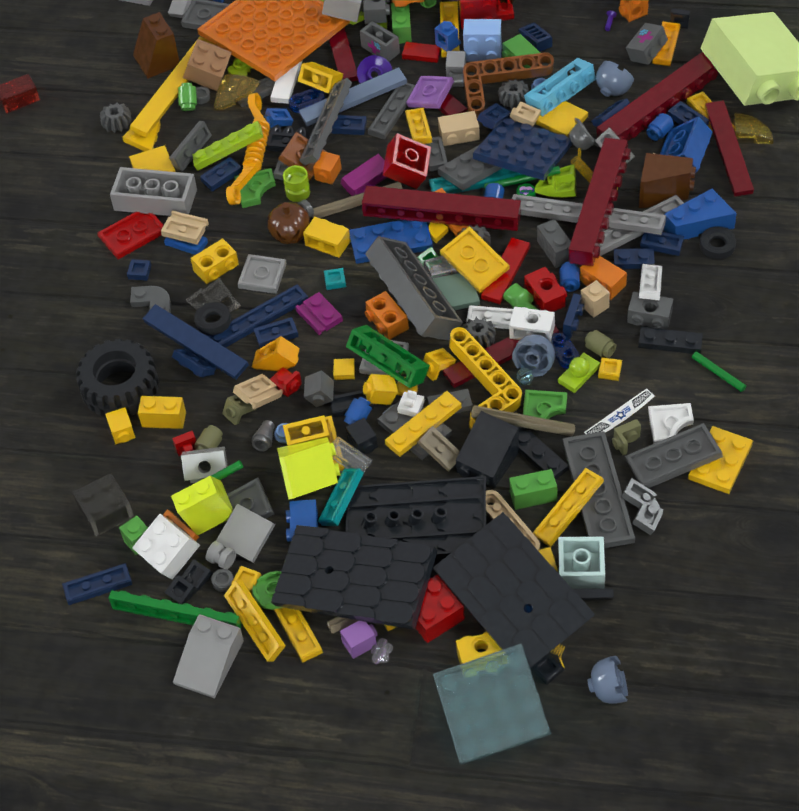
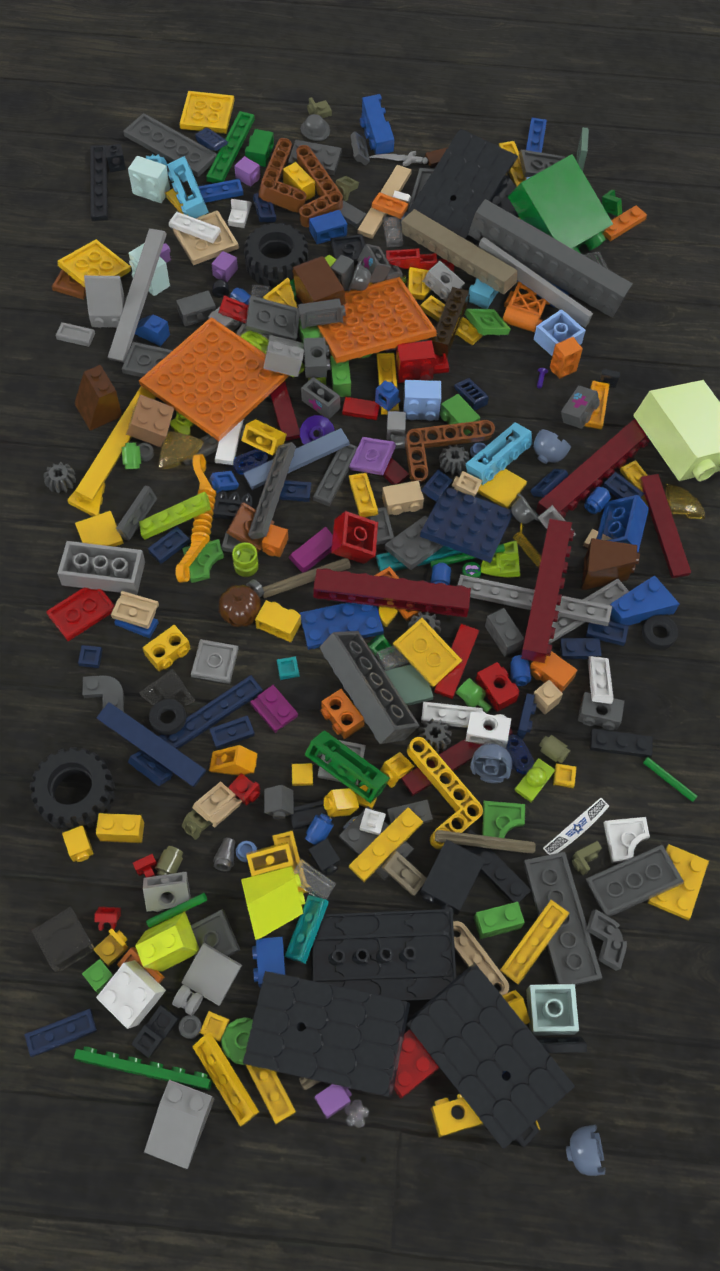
camera: 10 degrees left, 10 degrees up
(146, 485) = (107, 915): none -> red tile
(150, 510) = (112, 947): none -> yellow bracket
(491, 704) = (473, 1185): clear light blue plate -> none
(526, 379) = (479, 781): clear light blue hinge -> none

